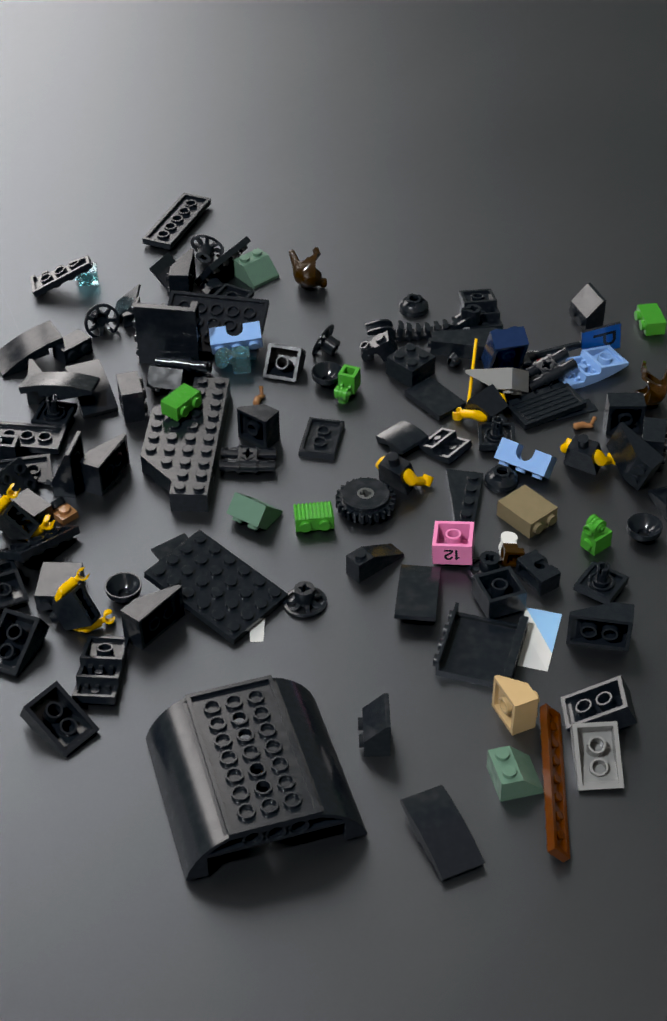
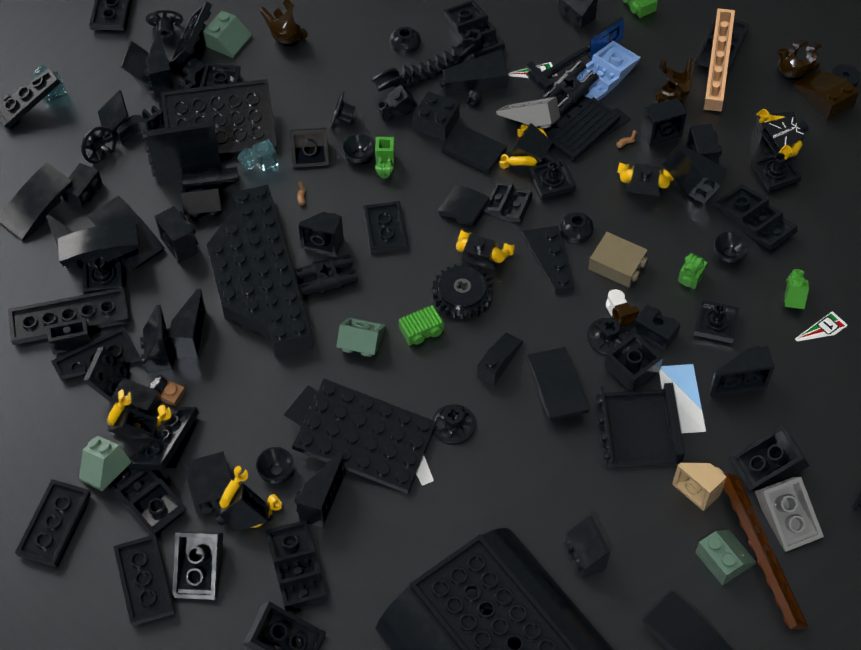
camera: 20 degrees left, 15 degrees up
(181, 402) = (237, 232): bright green brick -> none
(250, 336) = (267, 129): light blue arch -> none
(453, 543) = (568, 318): bright pink brick -> none
(472, 367) = (498, 107): yellow piece -> none
(505, 348) = (526, 78): dark blue brick -> none
(510, 454) = (576, 199): light blue arch -> none

